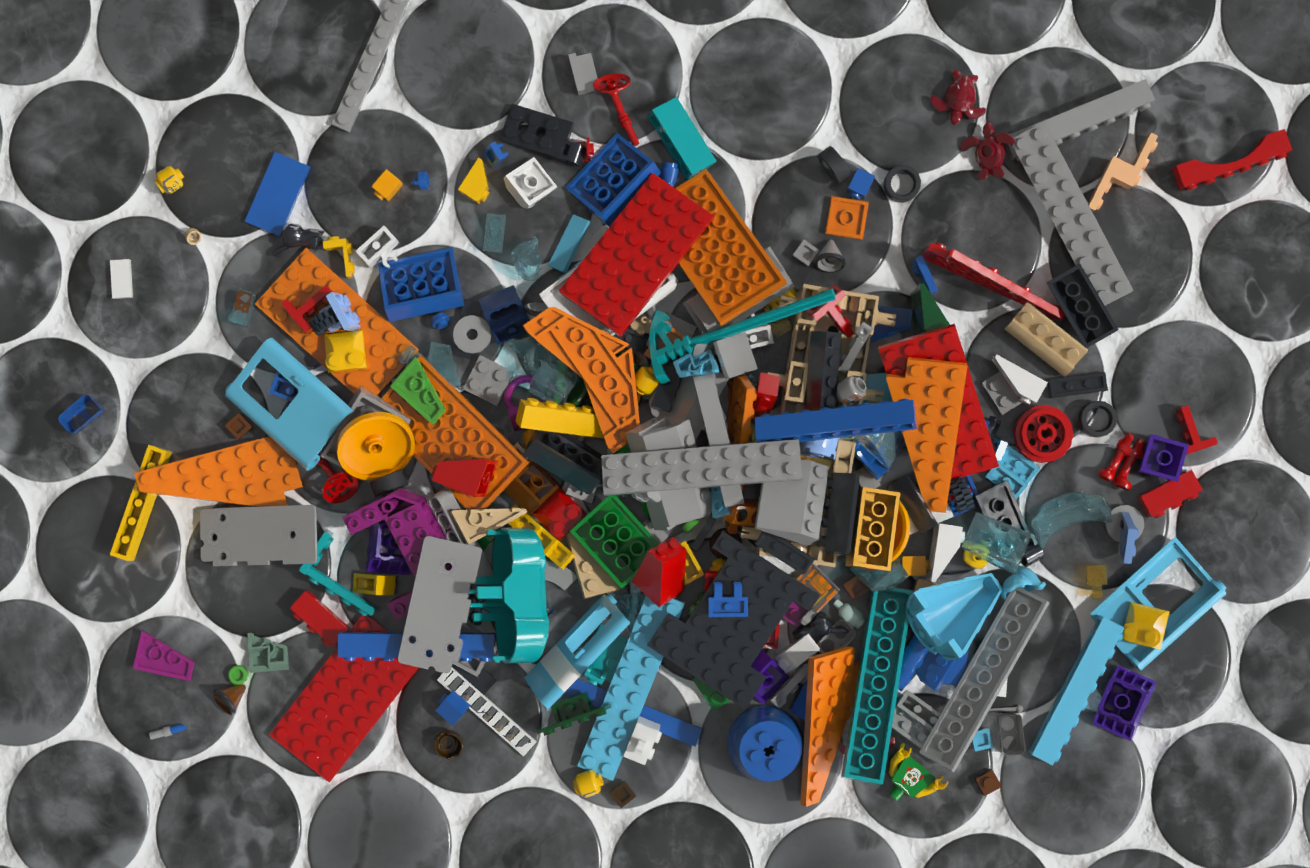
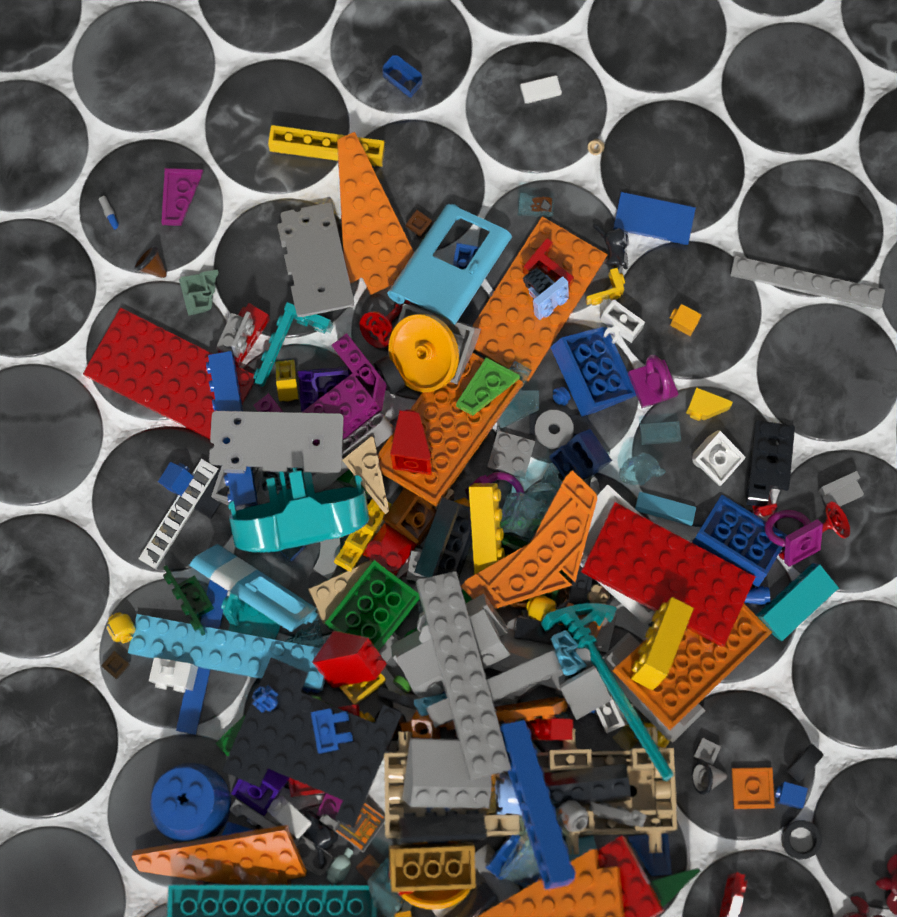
camera: 75 degrees right, 10 degrees down
(169, 180) = (646, 114): yellow head -> none
(238, 674) = (175, 268): bright green tile -> none
(320, 626) = (235, 334): none -> light grey bracket
(345, 351) = (512, 309): yellow slope -> none
(422, 180) = (698, 353): blue tile -> none
(444, 230) = (653, 382): none -> magenta tile
(448, 744) = (138, 481): dark brown hair -> none
(494, 154) = (739, 417): blue tile -> none
(627, 121) = (799, 543): none -> magenta tile
(687, 657) = (265, 698): none -> blue gear
(705, 274) = (661, 643): none -> yellow brick
(785, 552) = (391, 779): black tile -> none
(833, 312) = (651, 783): bracket -> none
(921, 270) = (715, 875): blue plate -> none

